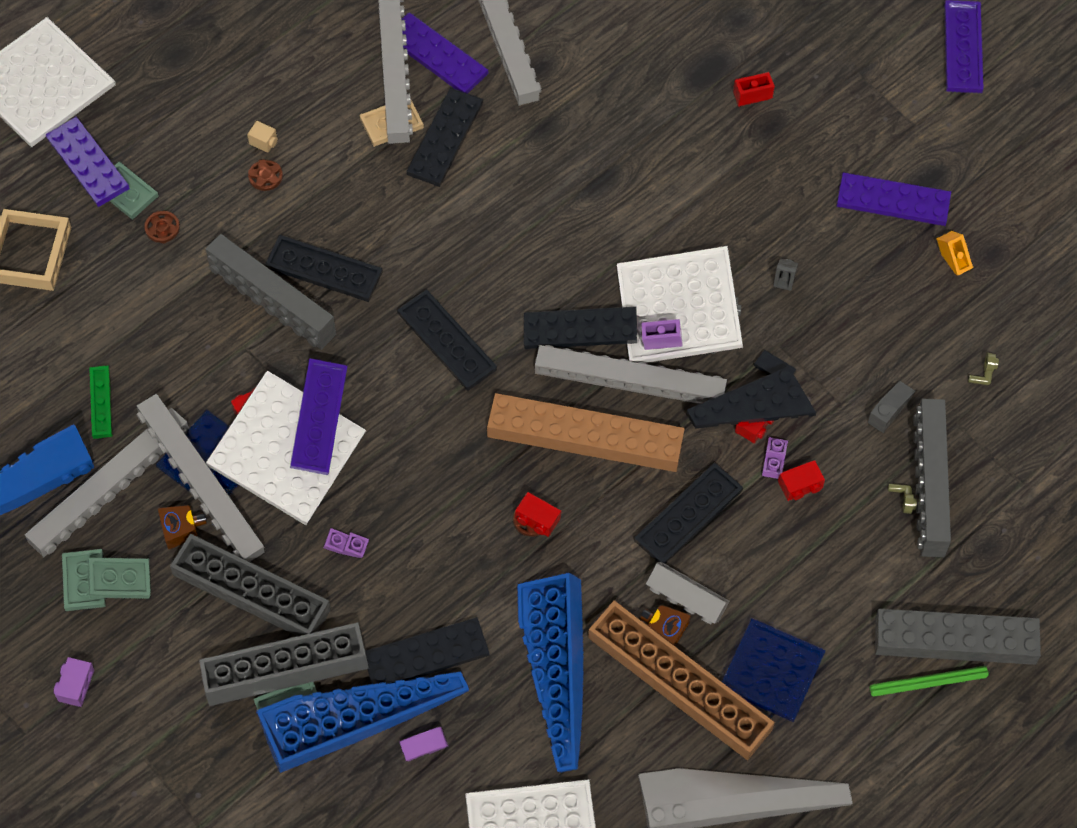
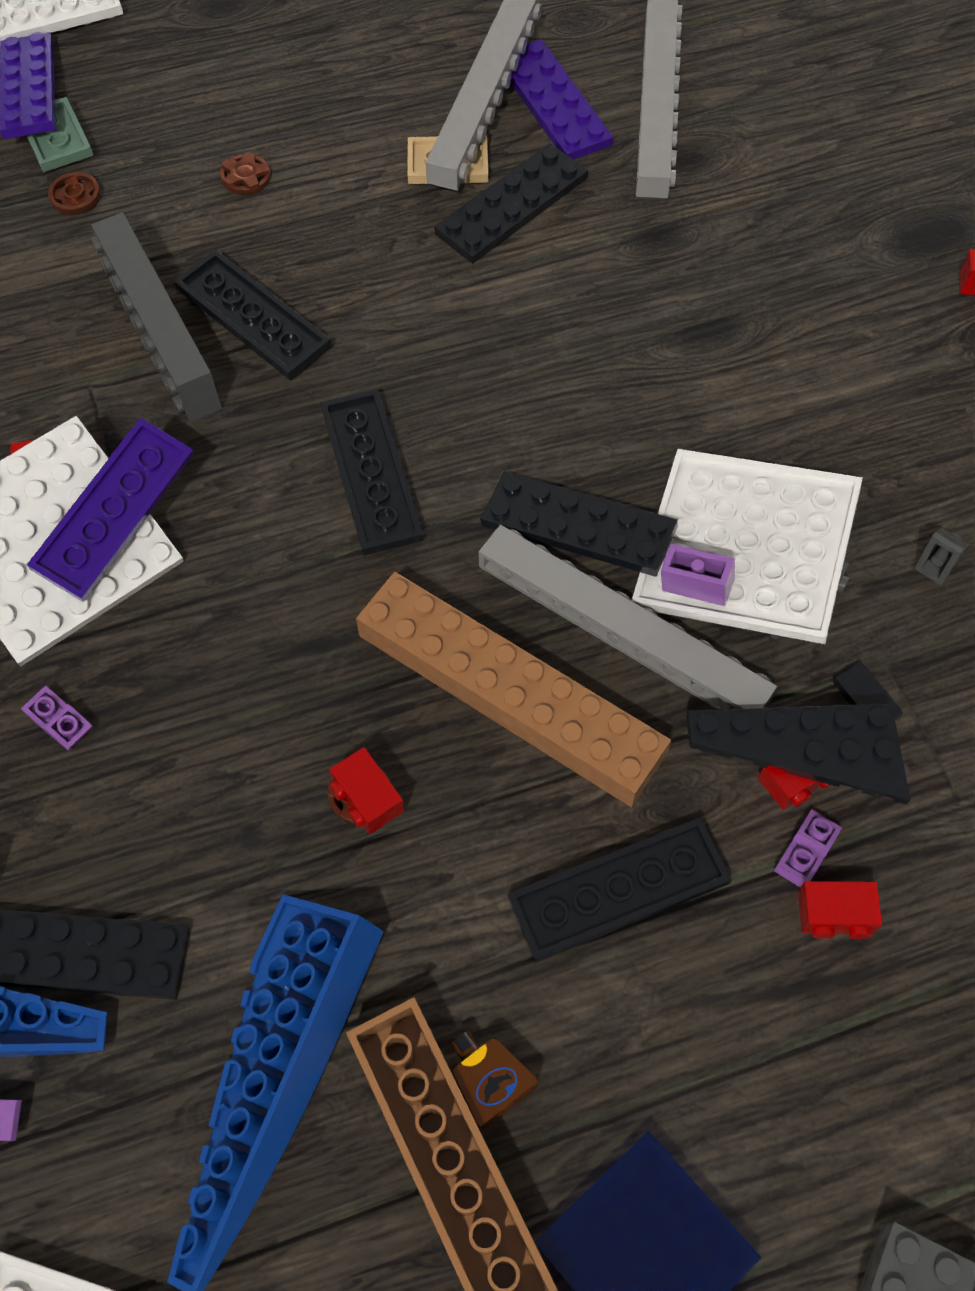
camera: 25 degrees right, 0 degrees up
(262, 136) = (266, 124): tan brick -> none
(687, 592) = (554, 1034): light grey brick -> none

